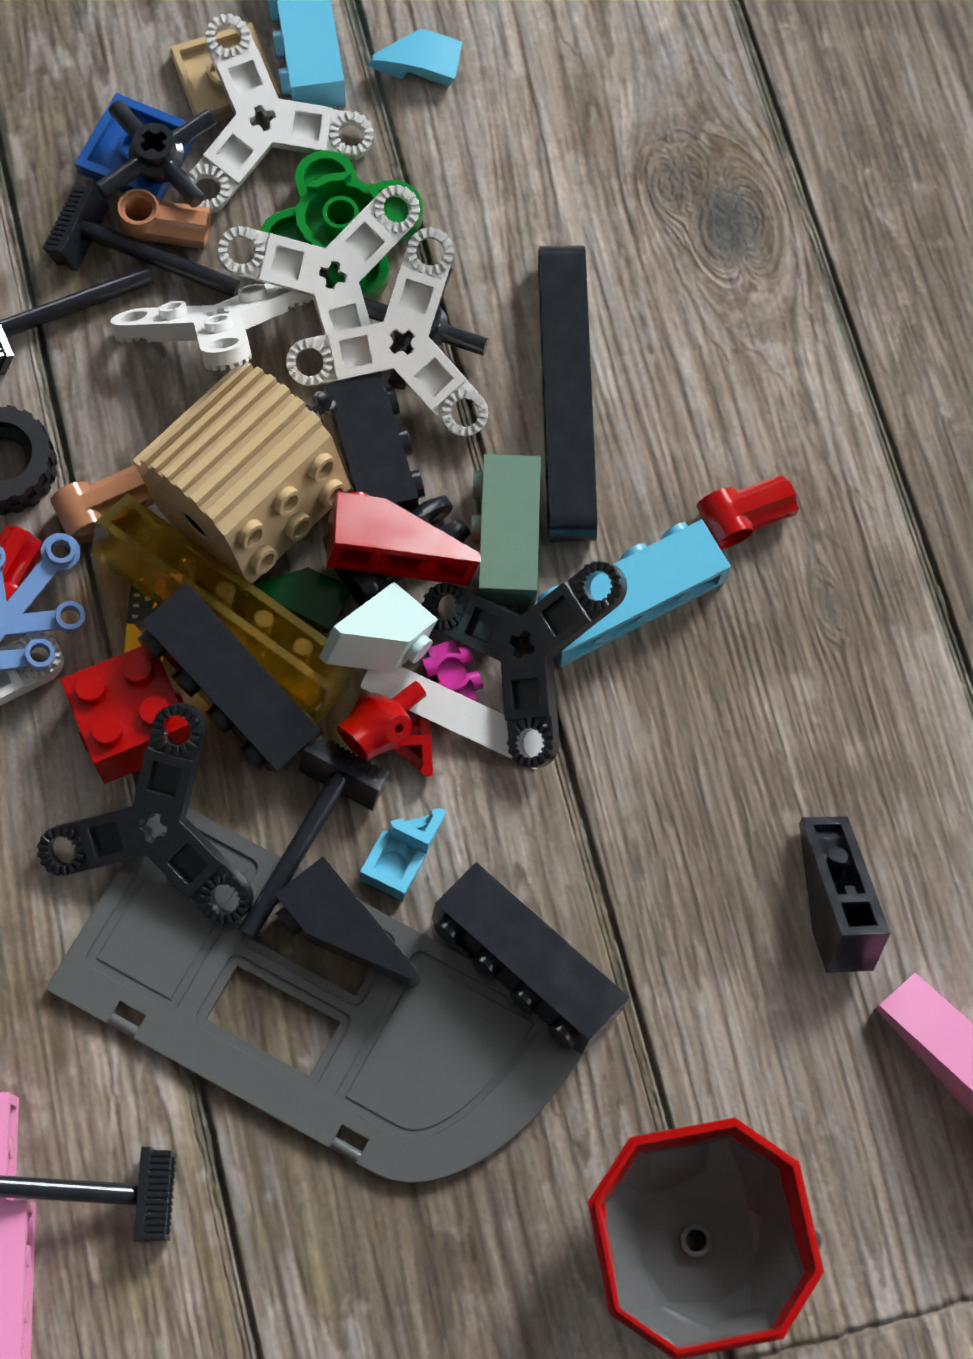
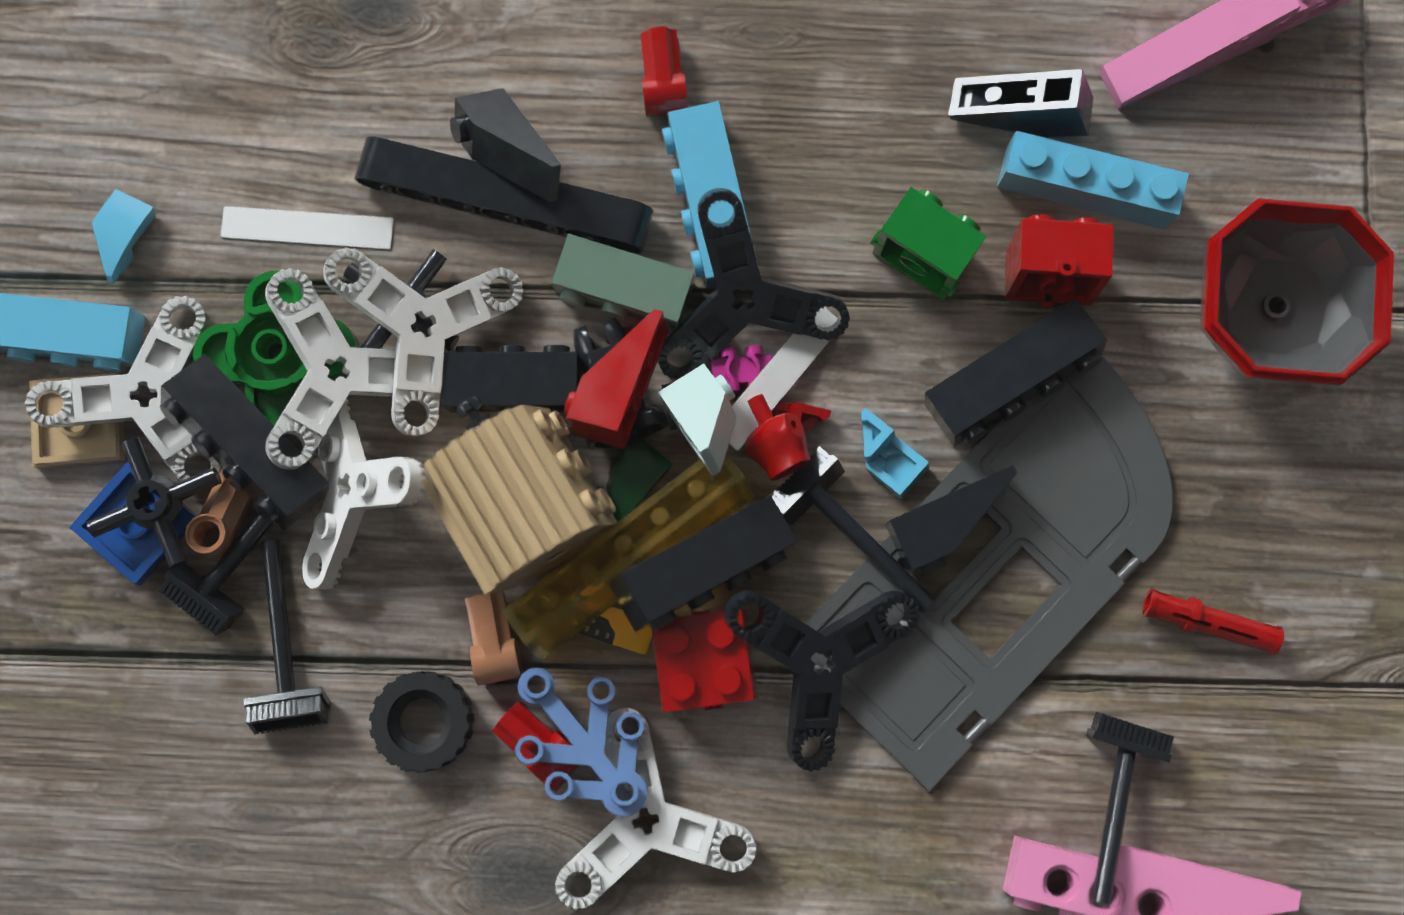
camera: 65 degrees left, 10 degrees up
(243, 198) = (235, 435): none -> black brick
(308, 1258) = (1194, 616): none -> red pin
(479, 224) = (307, 227): none -> white sticker
(618, 365) = (505, 141): none -> black slope
(640, 829) = (928, 242): none -> green brick
(668, 966) = (1058, 260): none -> red brick
(775, 990) = (1092, 180): none -> medium azure brick

